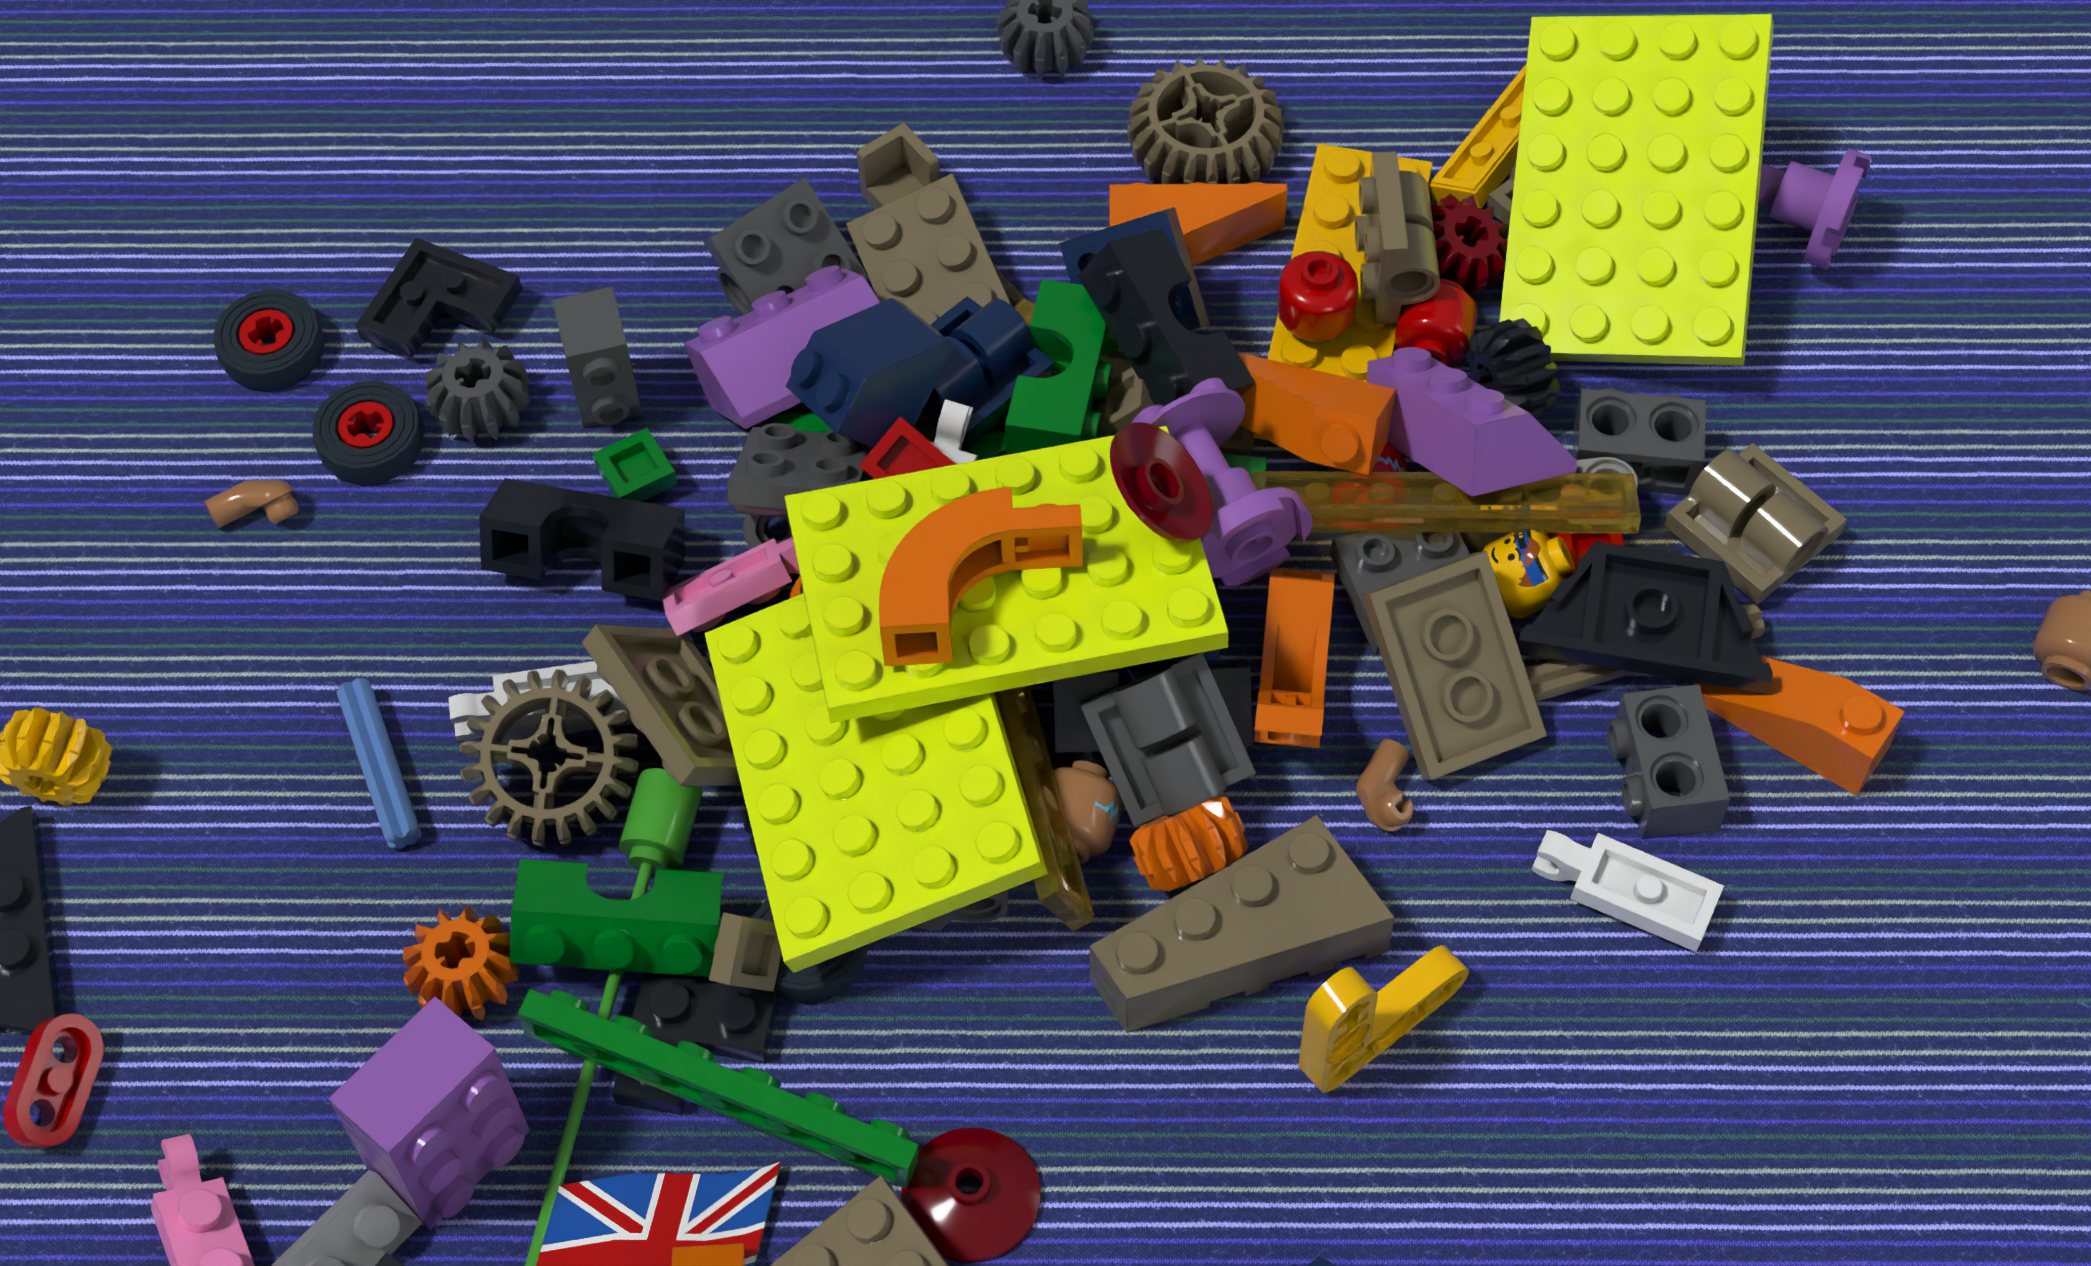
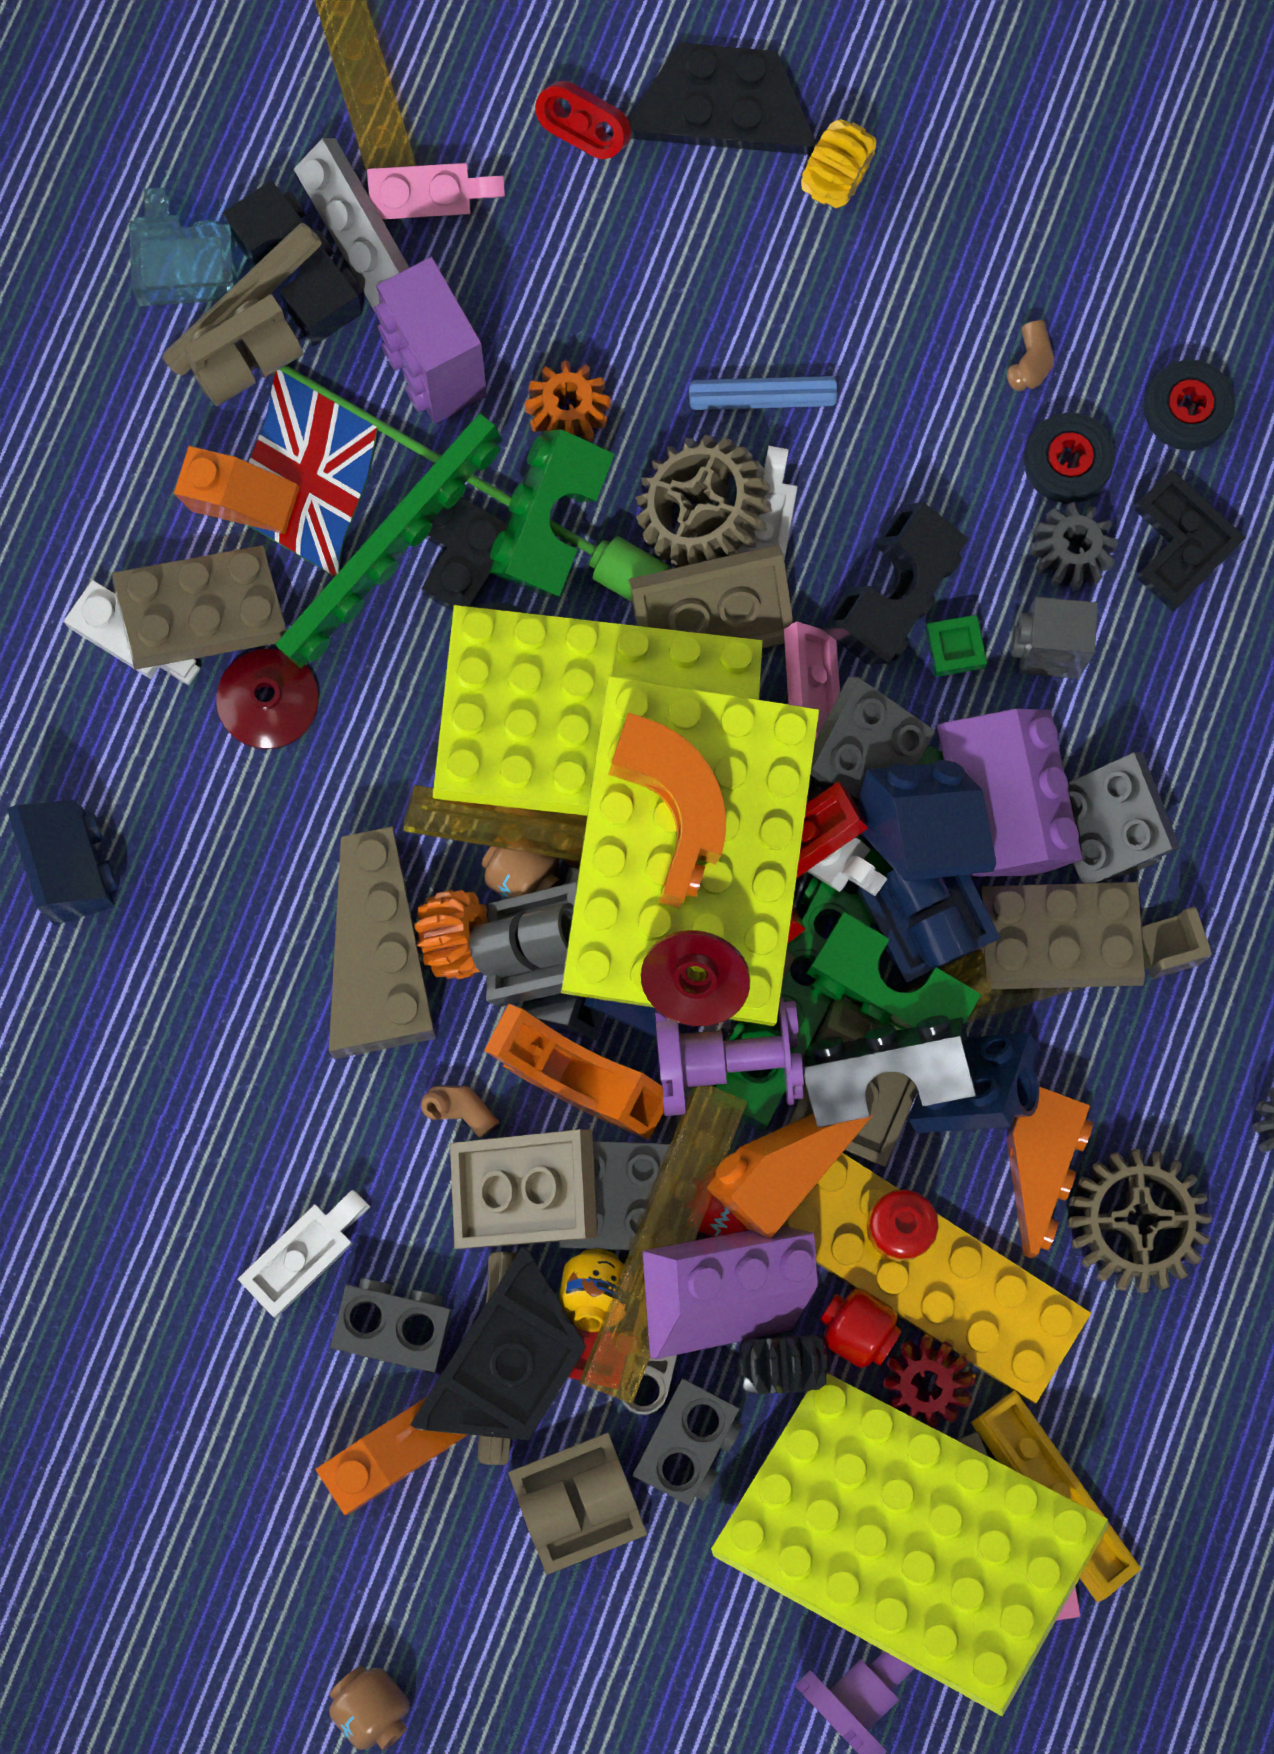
camera: 105 degrees right, 20 degrees up
(746, 953) = (482, 586): dark tan plate -> none
(1353, 1023) = (258, 985): yellow beam -> none
(1395, 238) = (954, 1310): dark tan plate -> none

